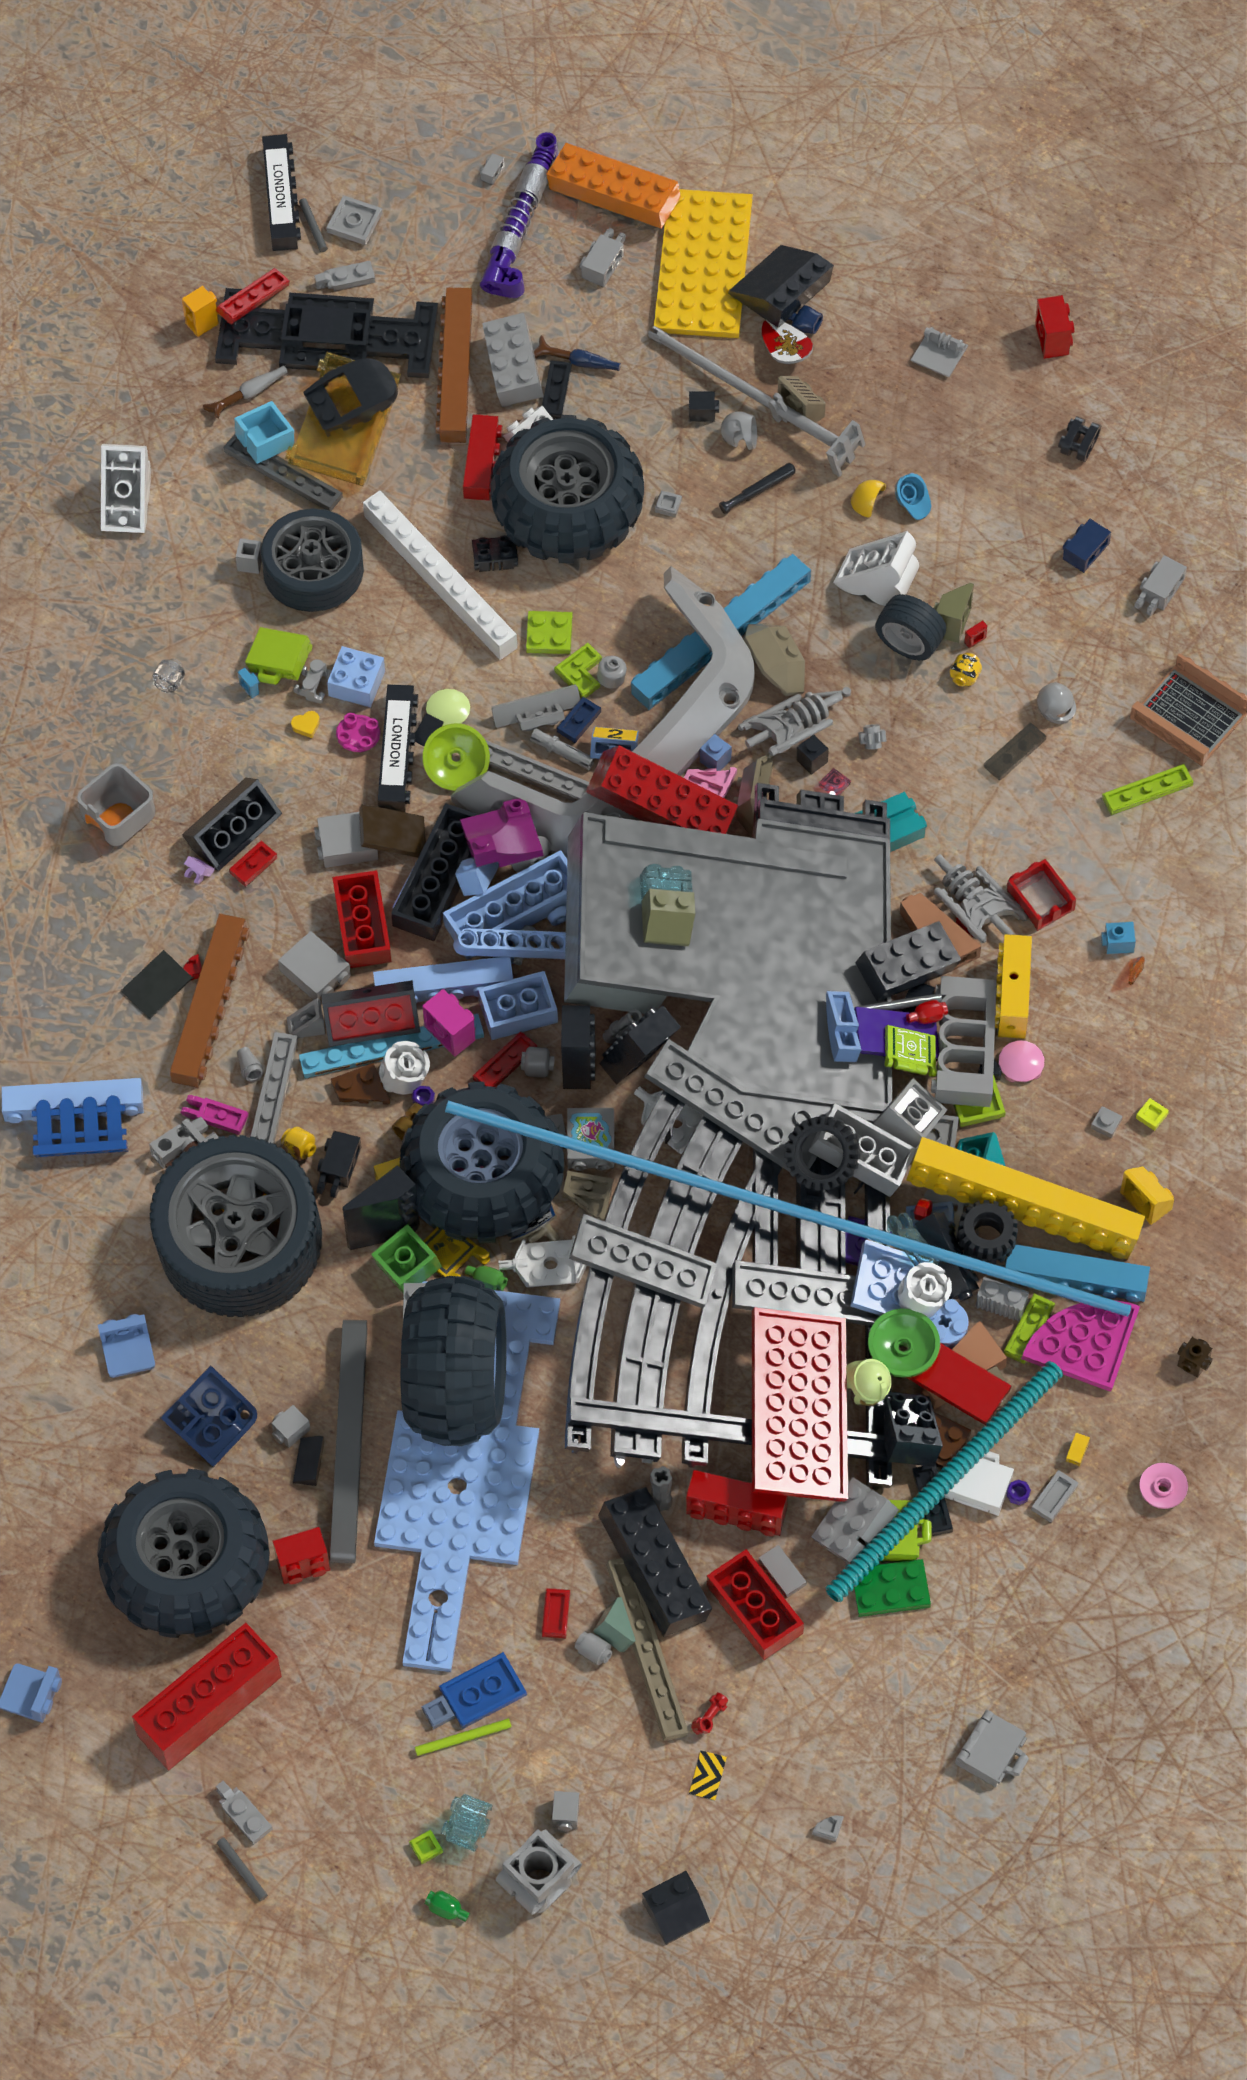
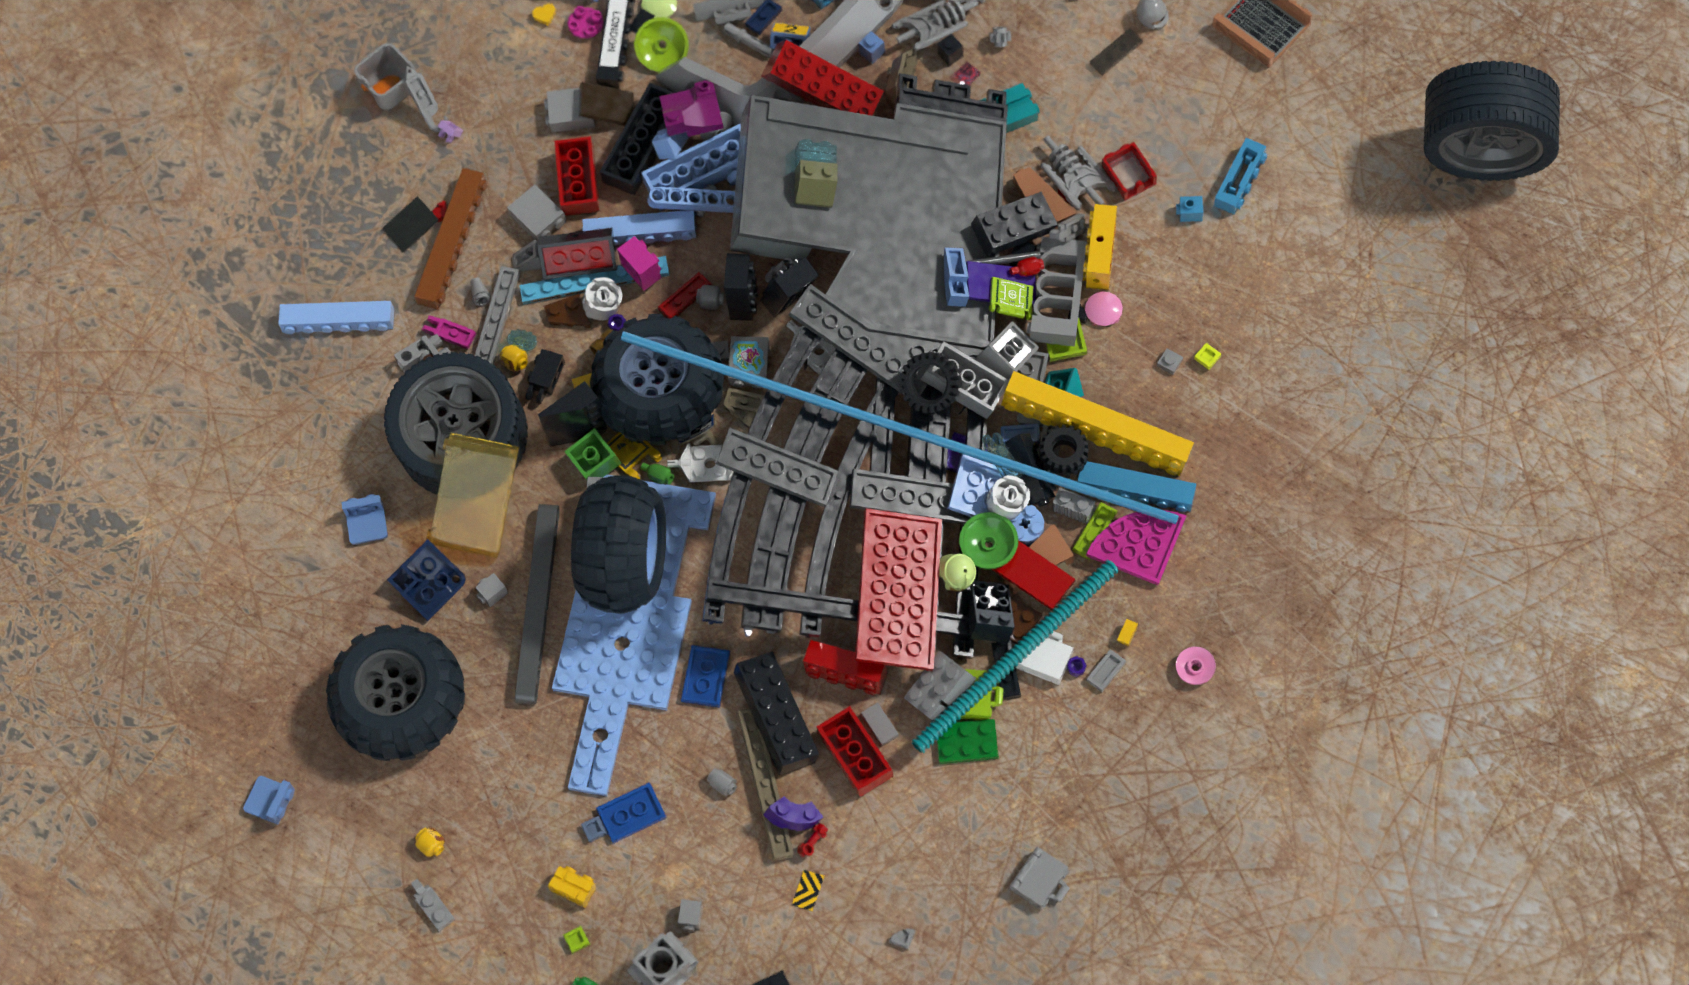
camera: 10 degrees right, 5 degrees up
(91, 1128) = (330, 340): blue fence -> none
(163, 829) = (422, 97): none -> light grey plate
(207, 1696) = (407, 809): red brick -> none
(232, 823) = (479, 94): black slope -> none
(235, 1735) = (430, 842): none -> yellow head
(242, 1869) = (428, 951): dark grey bar -> none
(253, 863) = (494, 127): red plate -> none
(265, 1310) = (473, 495): none -> clear yellow windscreen
(301, 1556) = (491, 697): red brick -> none
(307, 1120) = (522, 339): none -> clear light blue gear
(309, 1460) = (504, 618): black slope -> none
(417, 1781) = (572, 886): none -> yellow brick
(462, 1737) = (612, 850): lime bar -> none
(467, 1821) = (609, 921): clear light blue brick -> none
(518, 1005) = (697, 250): light blue brick -> none
(536, 773) = (724, 58): light grey tile -> none
(556, 1613) = (694, 751): red tile -> none
(563, 1521) = (705, 676): none -> blue tile
(615, 1626) = (741, 765): sand green slope -> none
(661, 1488) = (783, 653): dark grey axle -> none
(685, 1684) = (793, 816): none -> dark purple brick
(712, 780) = (867, 69): bright pink wing -> none
(923, 1209) = (1013, 429): red tile -> none
(974, 965) = (1069, 228): none -> light grey hinge
(1135, 968) = (1202, 235): clear orange slope -> none
(1146, 1194) = (1198, 422): yellow slope -> none
(1147, 789) = (1222, 86): lime tile -> none
(1164, 927) = (1250, 151): none -> dark azure brick
(1195, 1356) = (1230, 563): dark brown brick -> none

